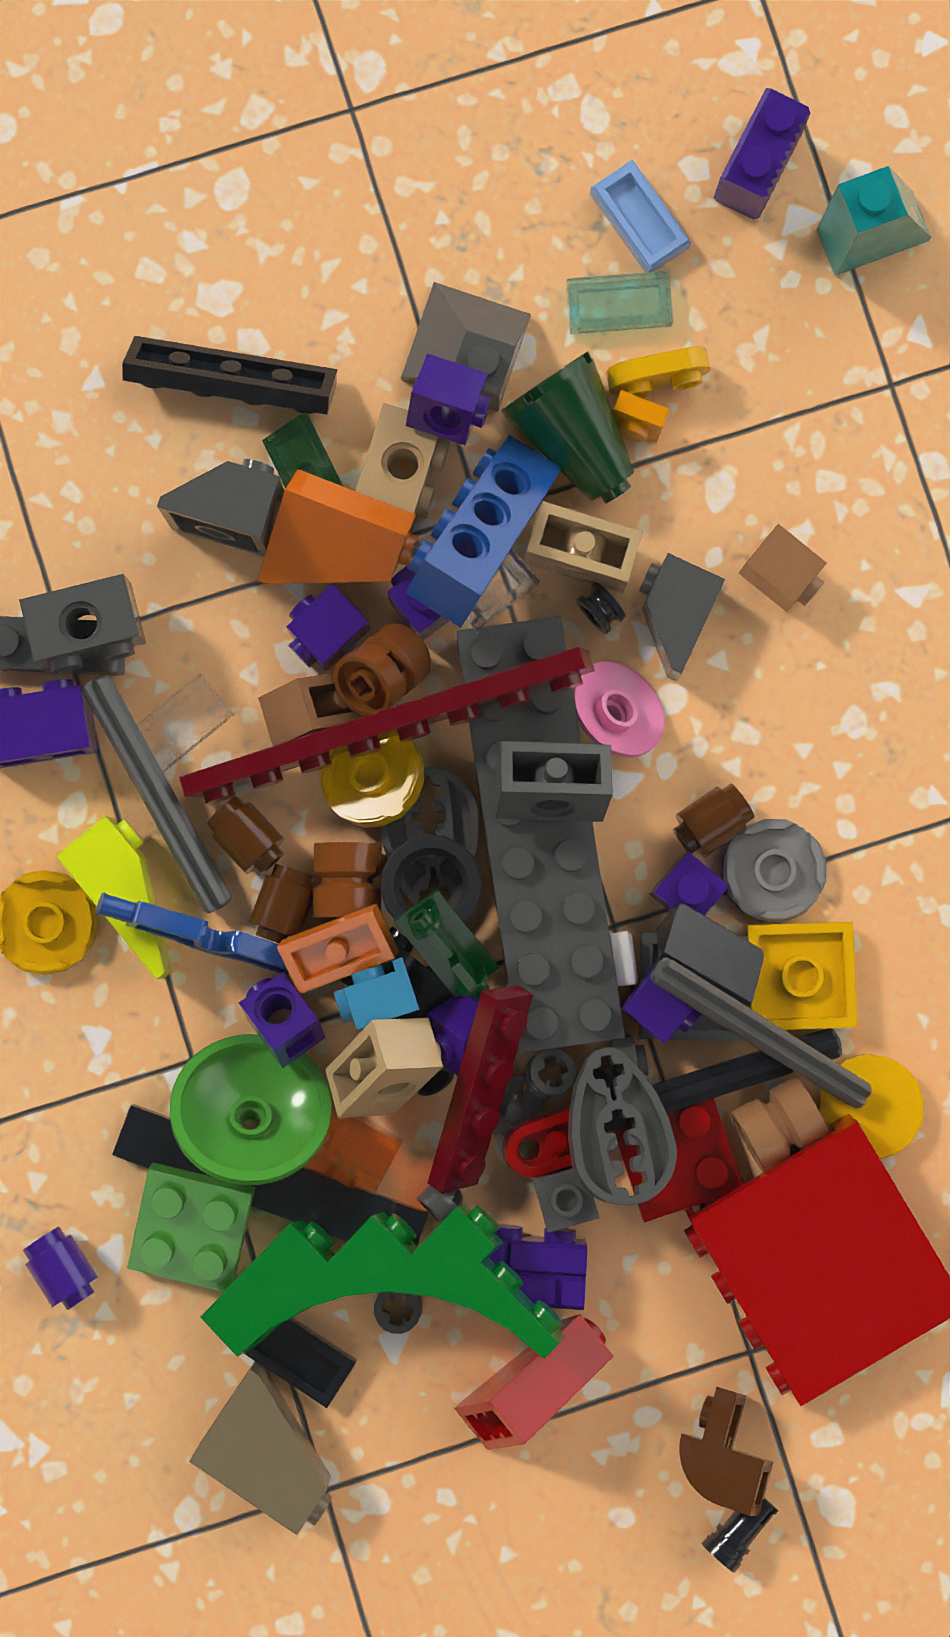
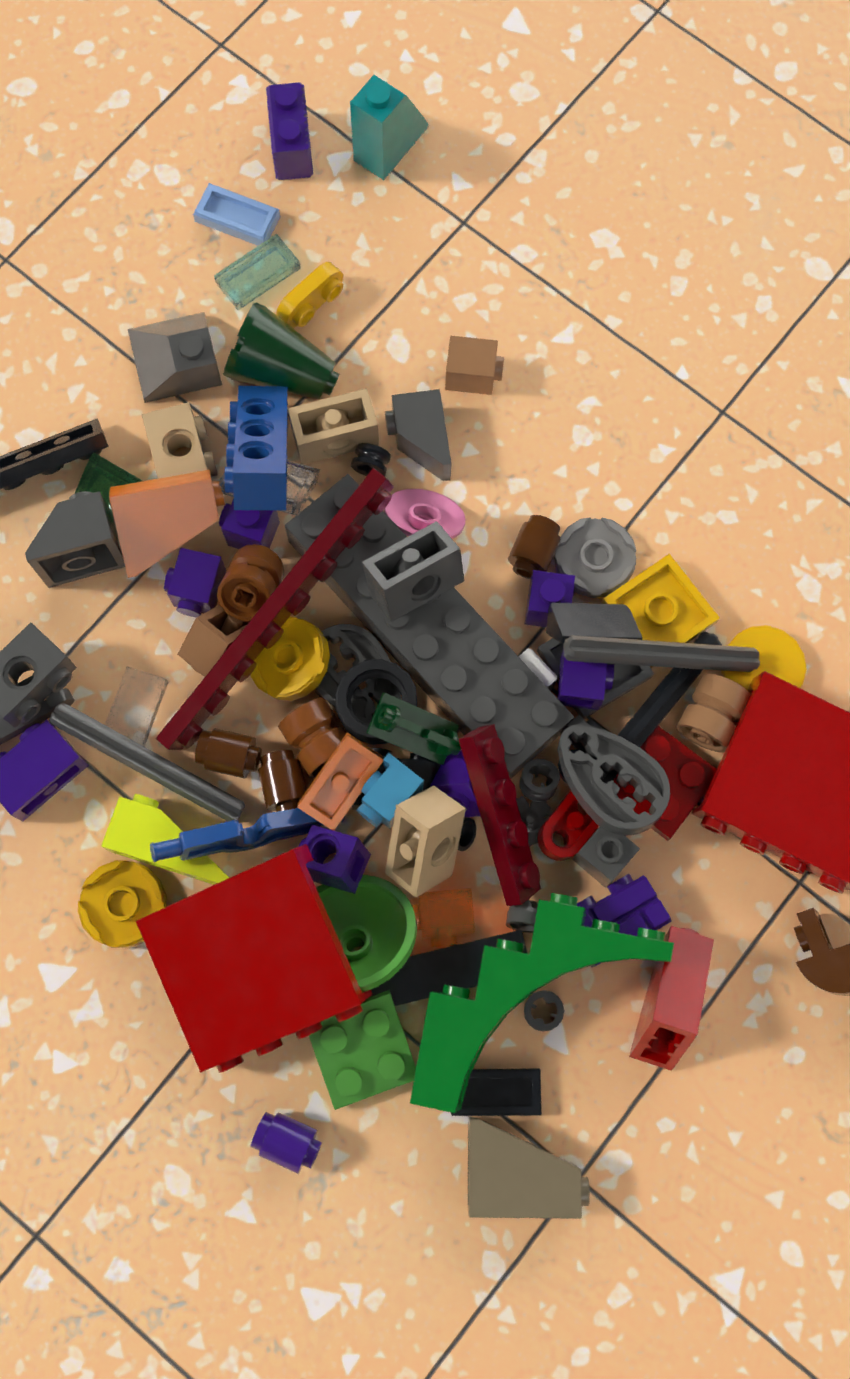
camera: 30 degrees left, 10 degrees down
(132, 1074) = (252, 962): none -> red panel
(448, 400) = (183, 383): dark purple brick -> none
(638, 417) = (318, 327): light orange plate -> none

